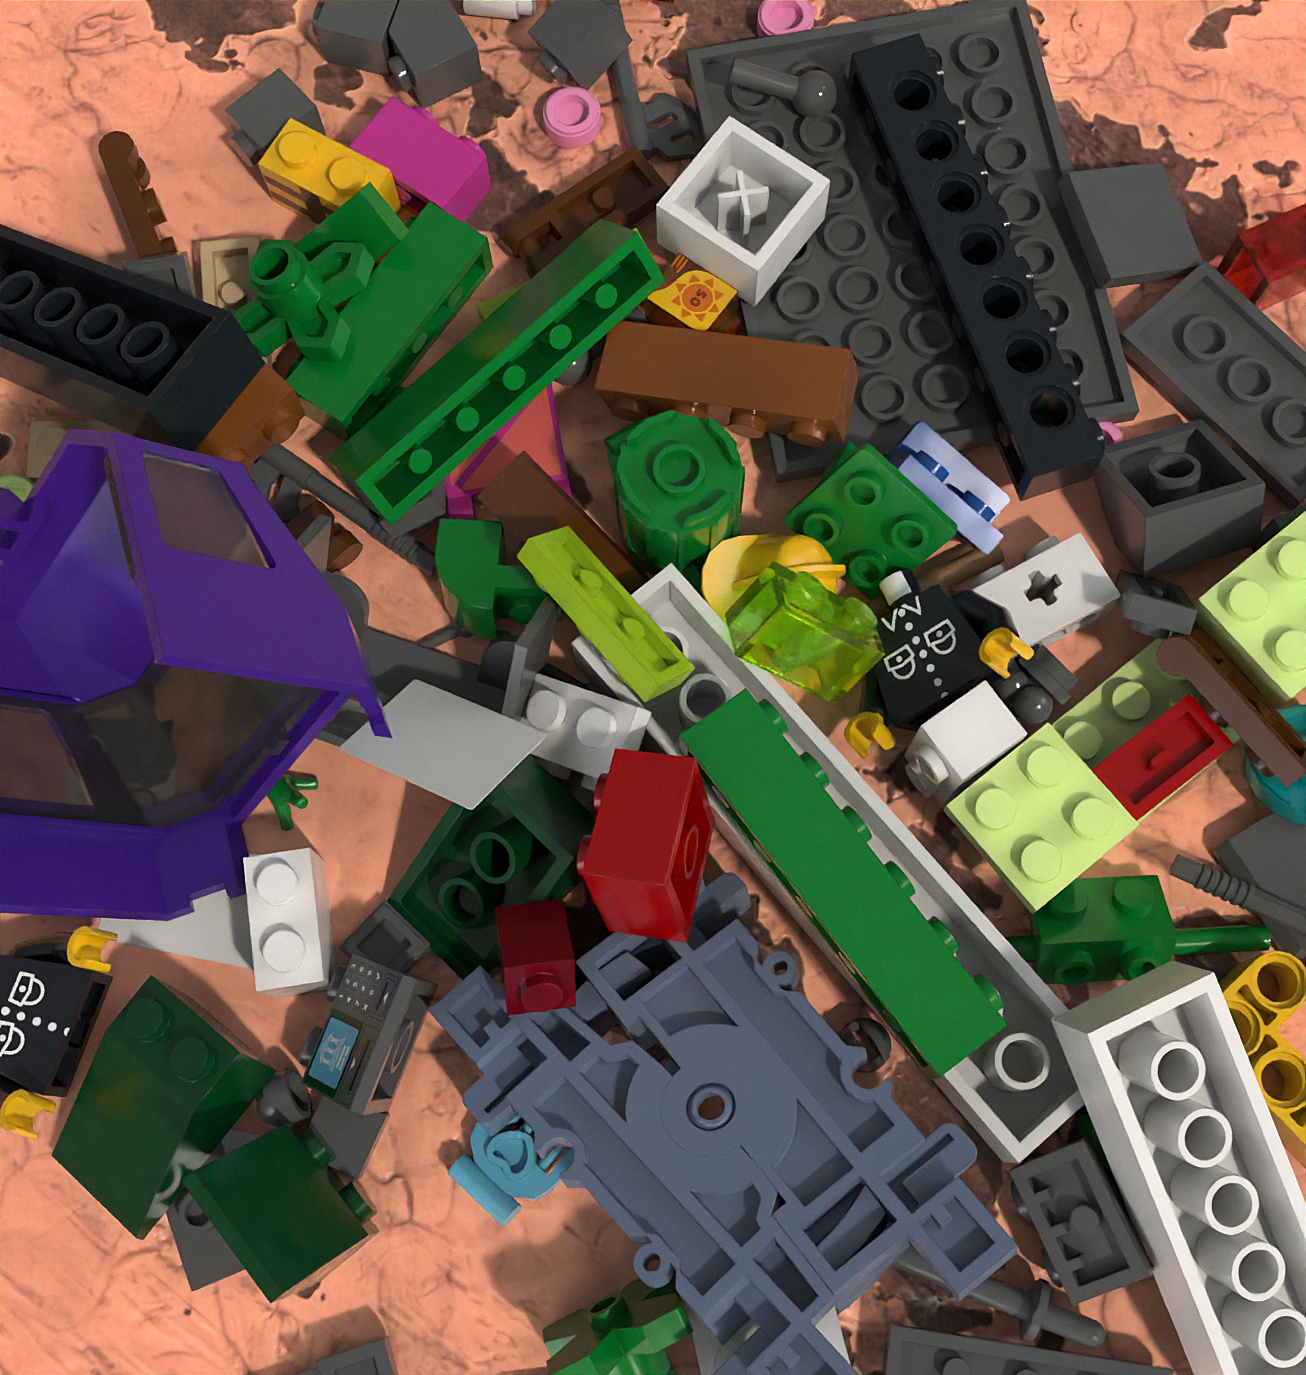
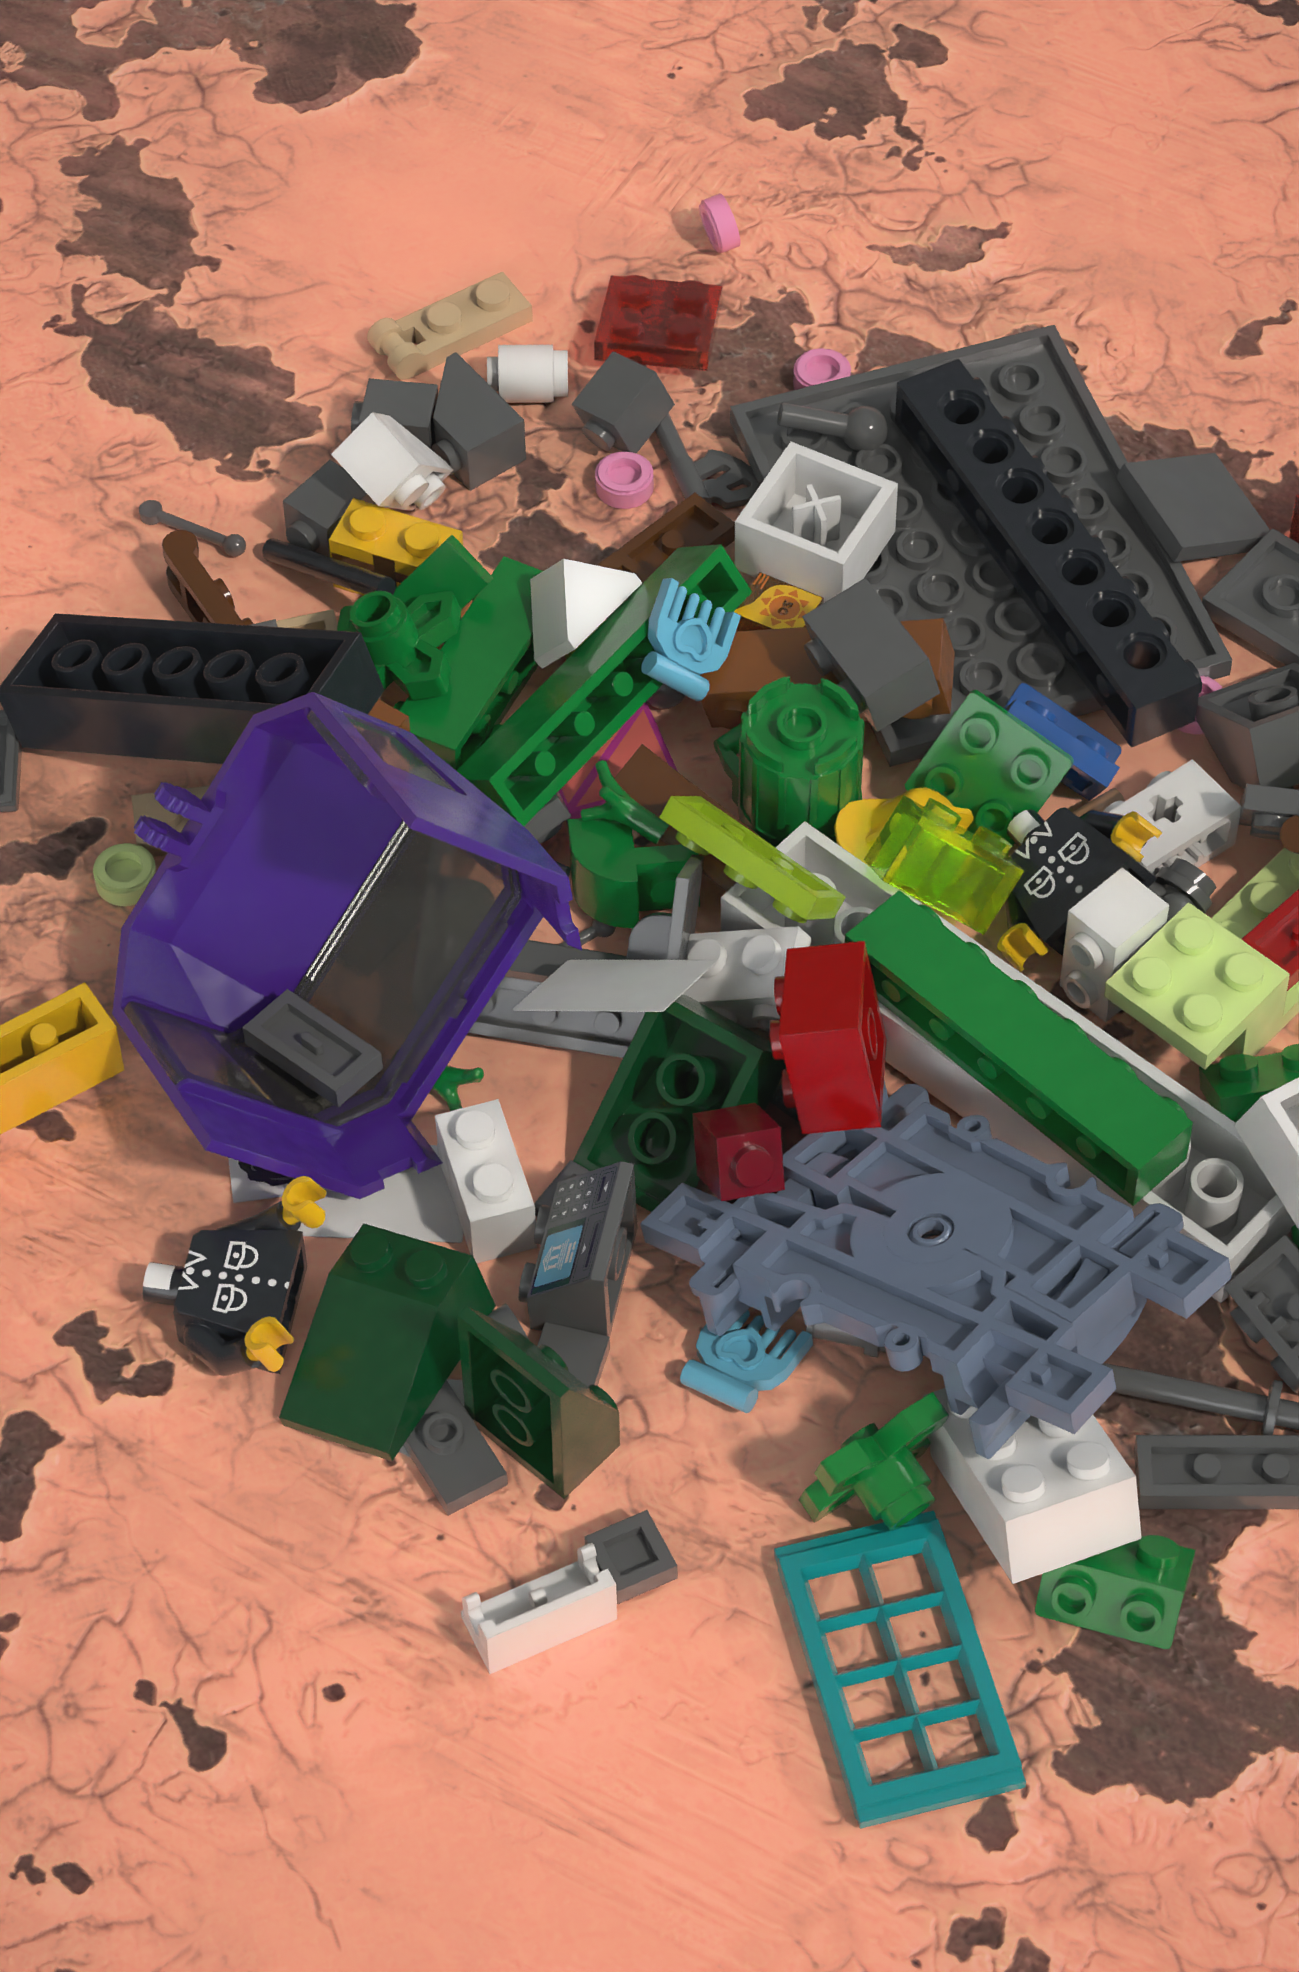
camera: 10 degrees left, 20 degrees down
(115, 99) = (152, 513): none -> dark grey hinge
(145, 748) = (313, 1048): none -> dark grey plate
(260, 192) = (326, 567): none -> black bar
(331, 83) = (392, 464): none -> white slope
(425, 160) = (491, 522): dark pink brick -> none
(484, 273) = (571, 603): none -> white slope
(490, 517) = (623, 808): none -> green bar
(587, 340) = (689, 645): none -> medium azure piece
(765, 387) = (870, 654): none -> dark grey brick

